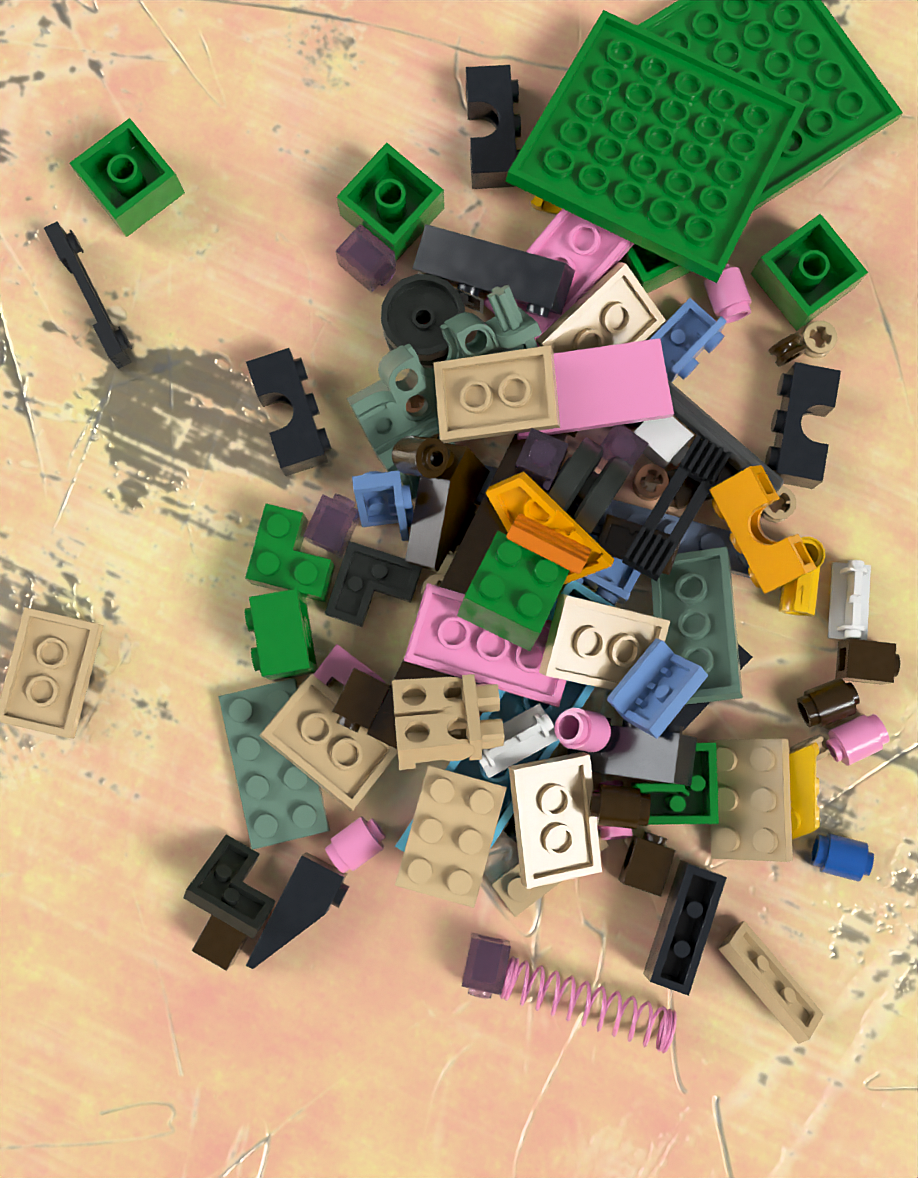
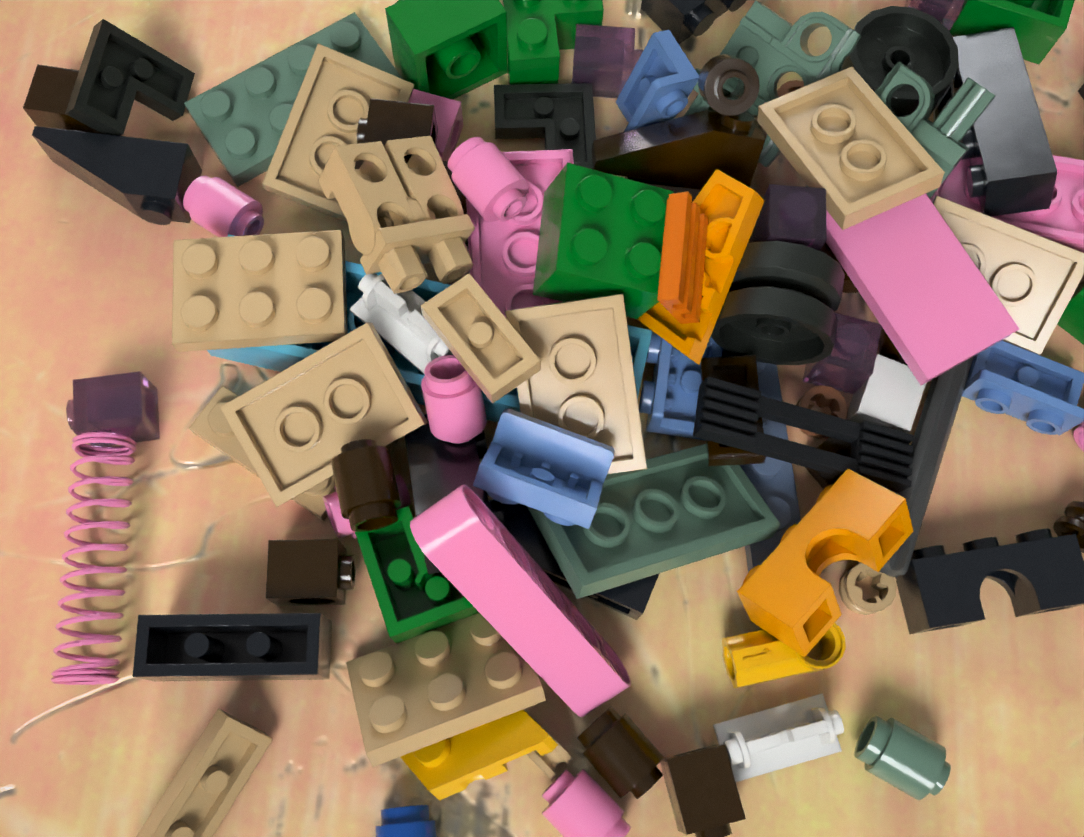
camera: 65 degrees right, 10 degrees down
(440, 652) = (488, 180): none -> bright pink brick
(560, 698) = (481, 338): none -> tan plate
(730, 733) = (519, 600): none -> bright pink beam
(888, 530) = (903, 757): none -> sand green brick

